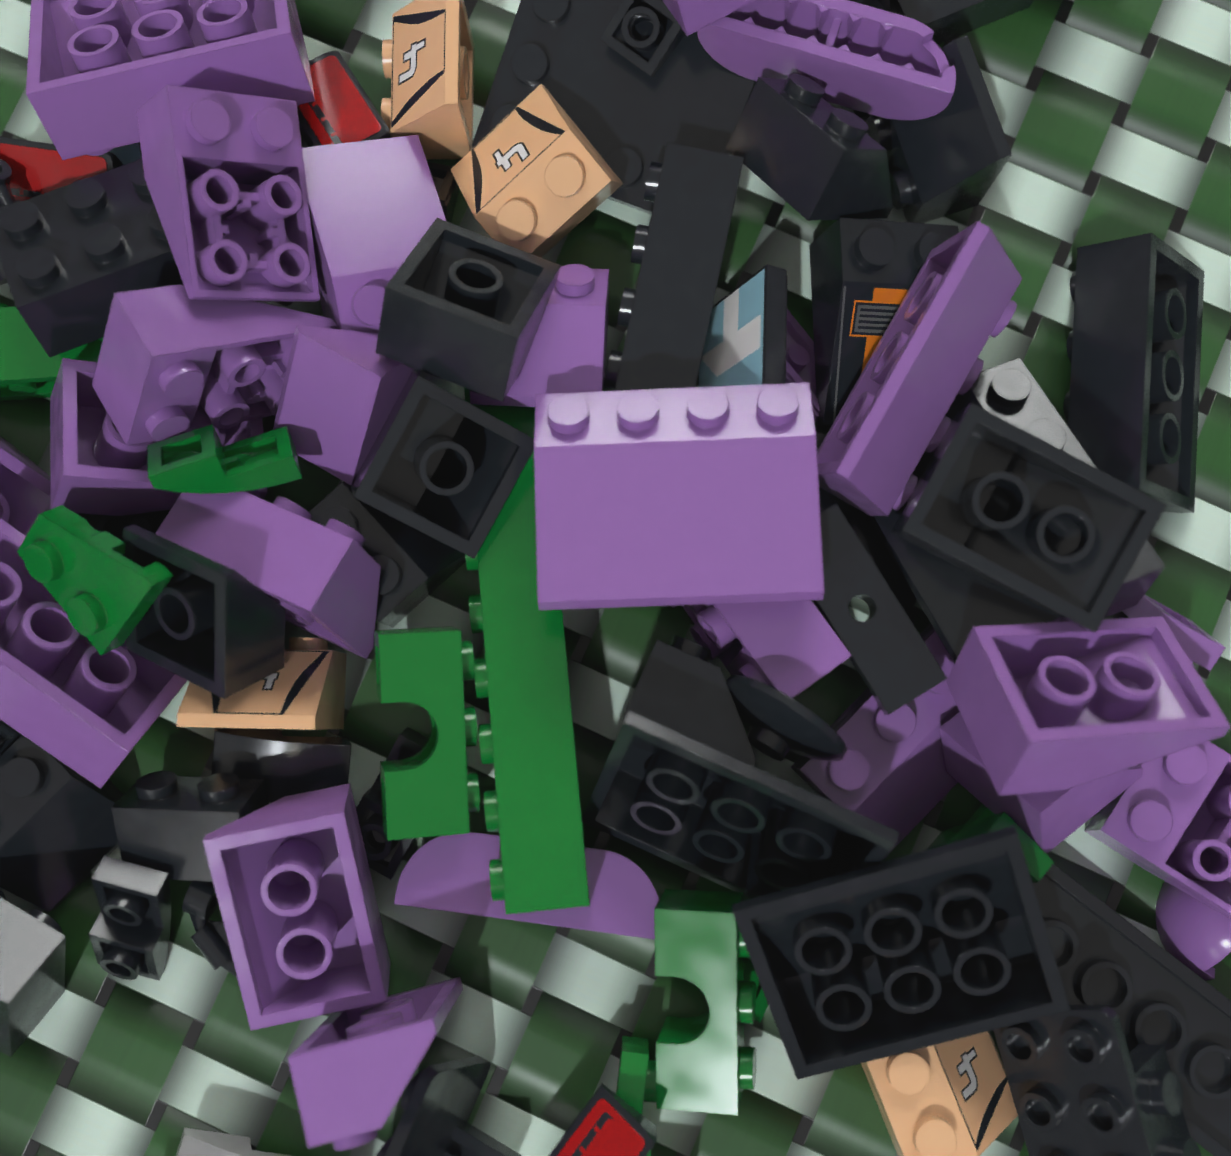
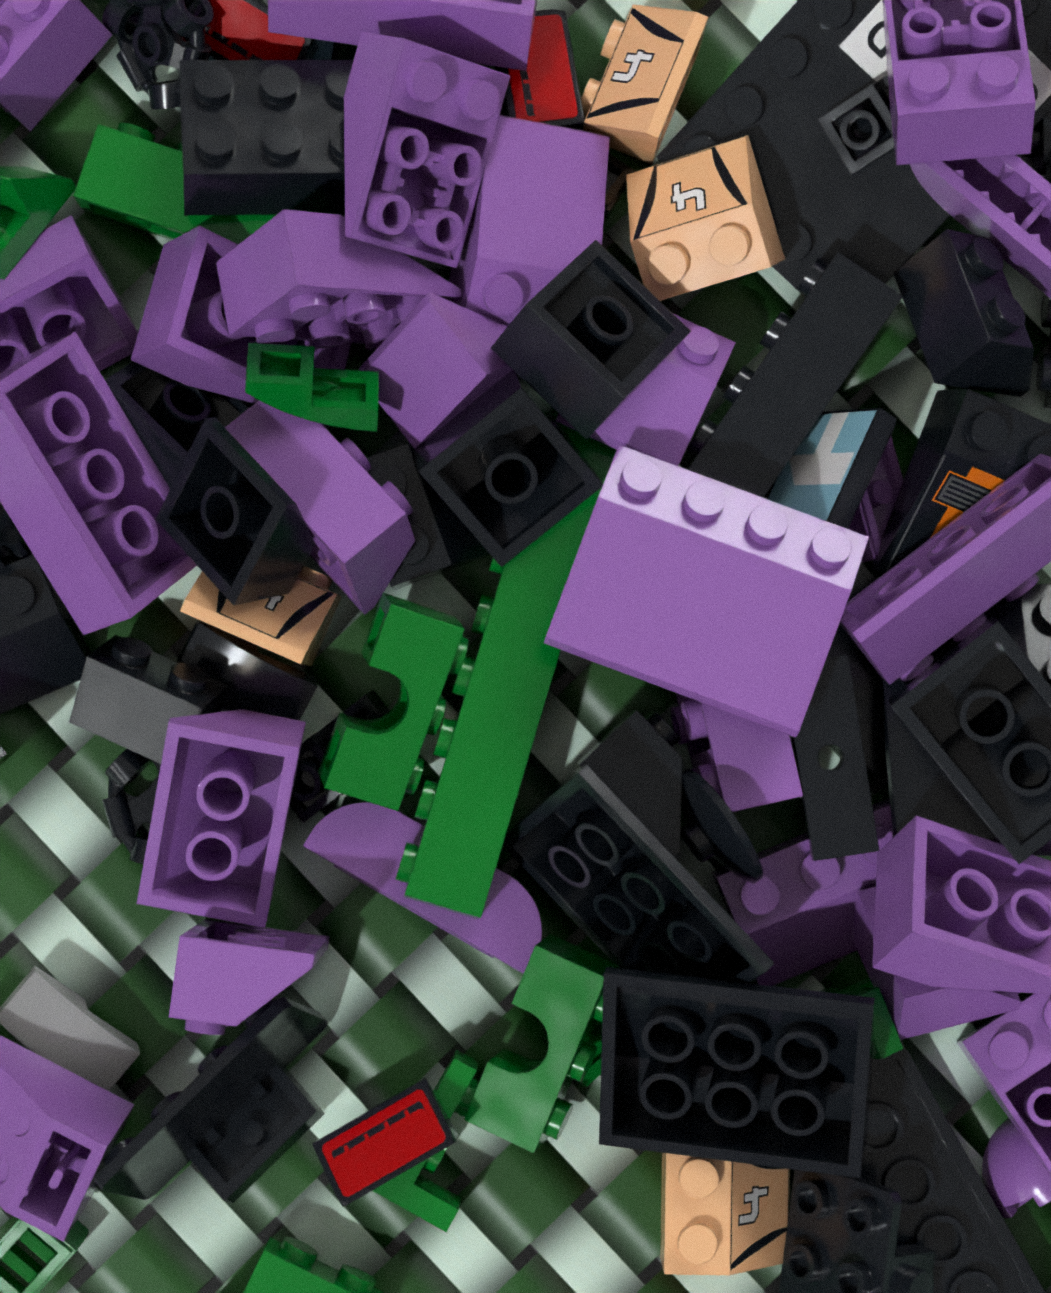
camera: 20 degrees right, 5 degrees up
(91, 577) = (155, 445): green wing -> none
(133, 920) = (58, 762): black slope -> none

